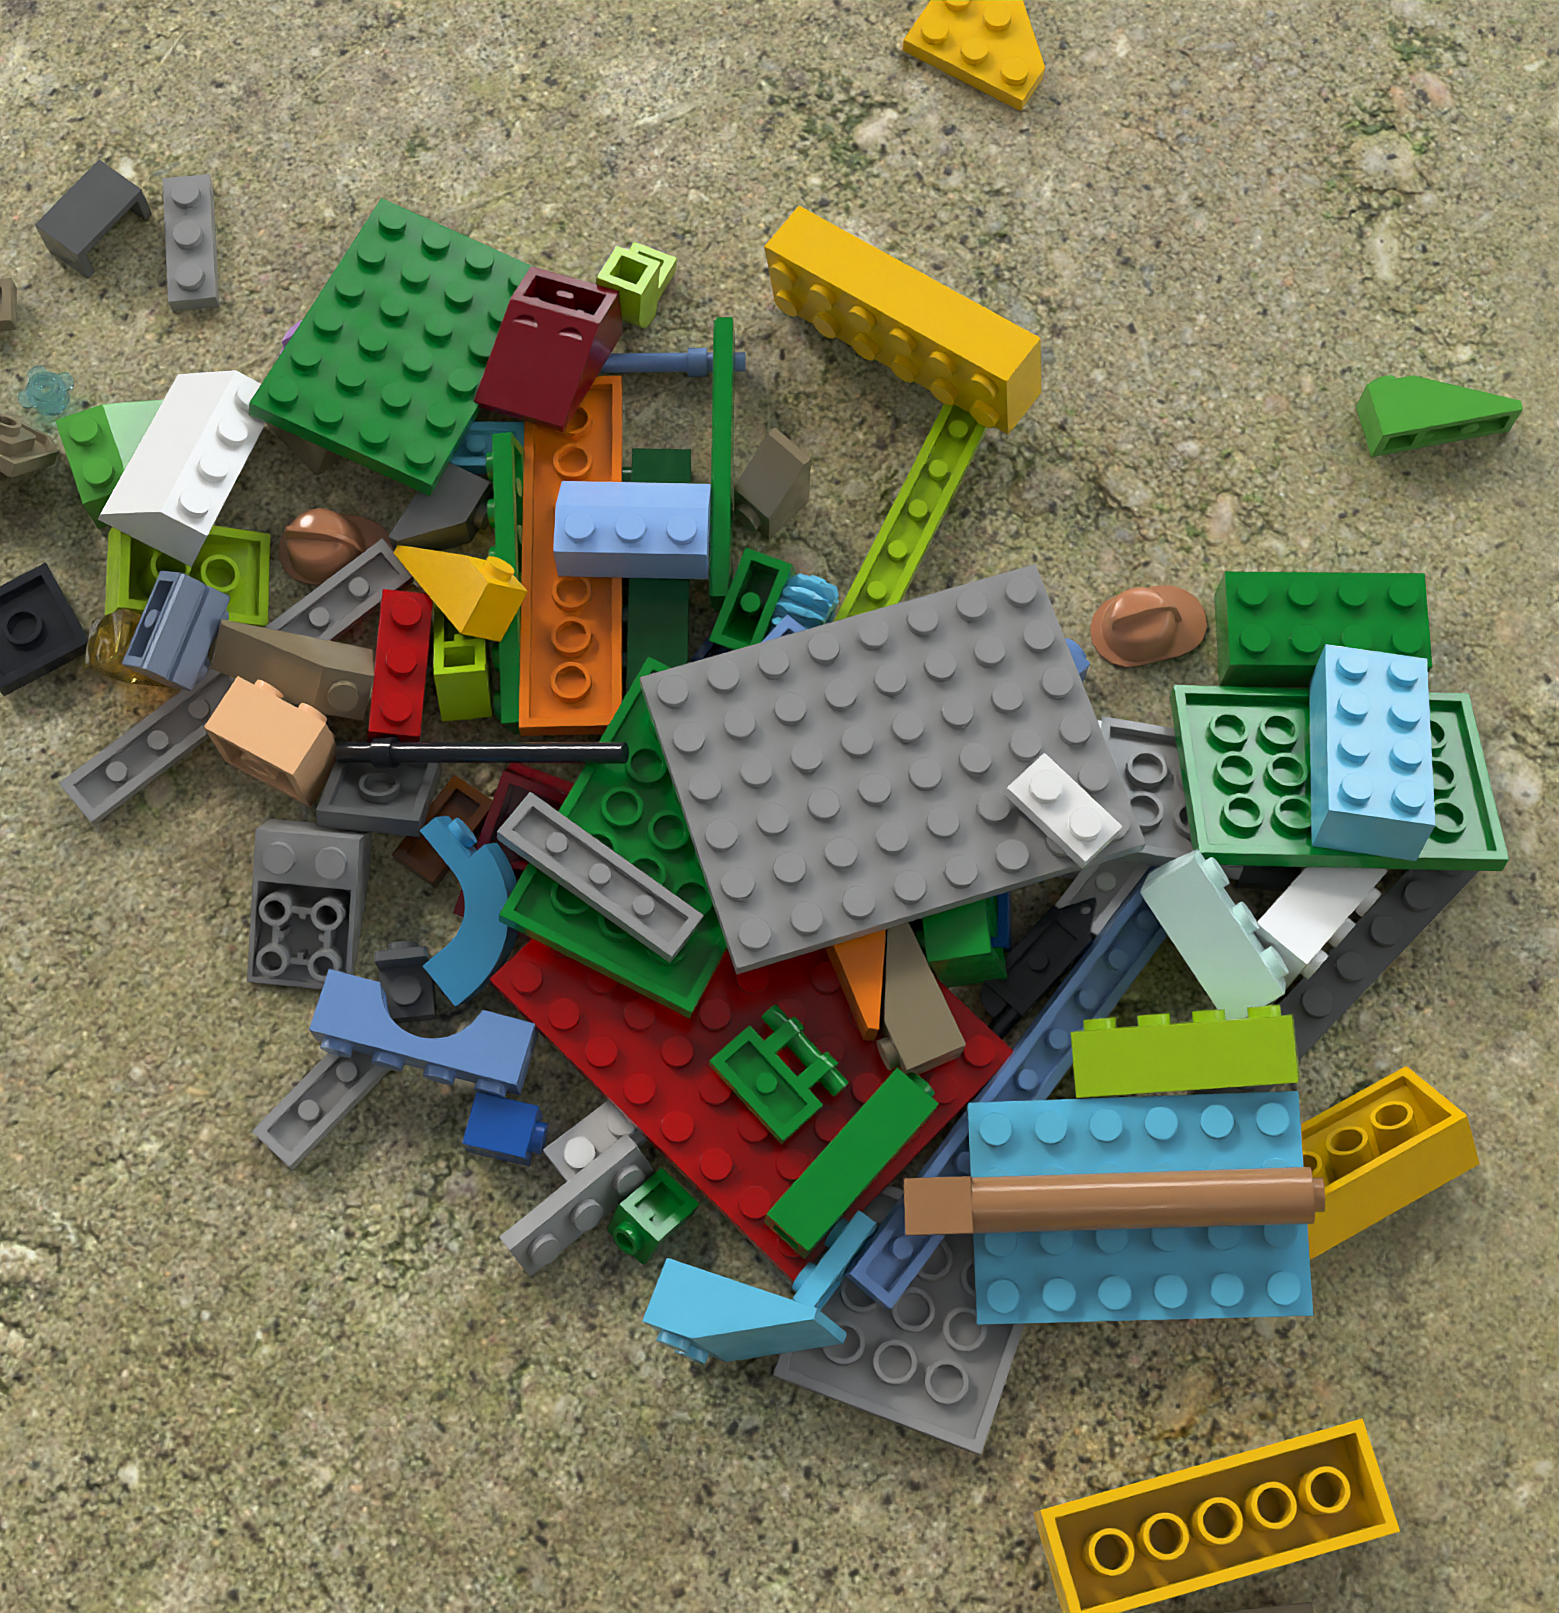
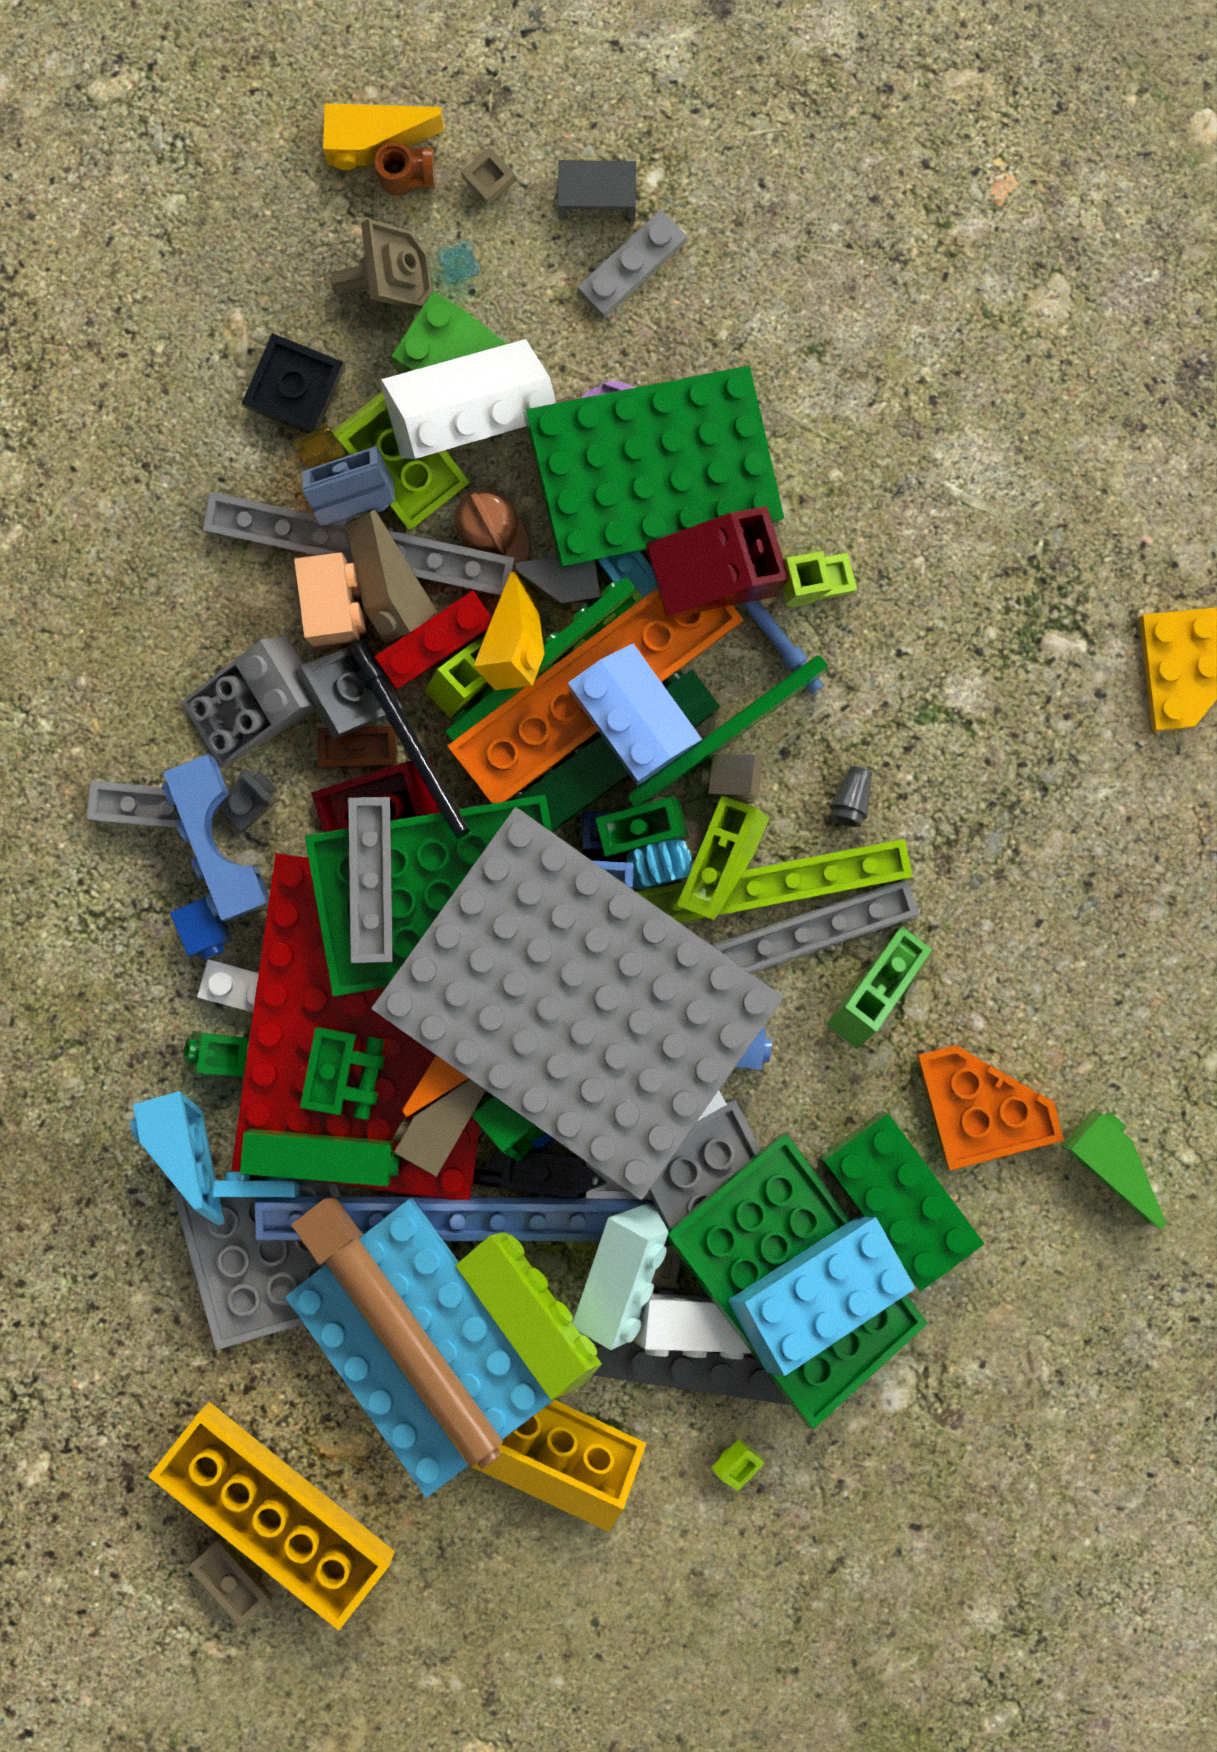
camera: 55 degrees right, 15 degrees up
(482, 940) = (327, 811): dark azure arch -> none
(577, 1205) = (188, 1007): light grey plate -> none
(842, 546) = (722, 856): none -> lime slope
(880, 404) = (852, 798): none -> dark grey cone
(904, 320) = (911, 777): yellow brick -> none
(991, 504) = (821, 927): none -> light grey tile
(1063, 810) = (619, 1136): white plate -> none
(1090, 508) = (879, 988): none -> bright green slope
(1148, 625) = (827, 1083): nougat piece -> none
(1281, 496) = (982, 1109): none -> orange plate
(1493, 982) = (737, 1465): none -> lime plate

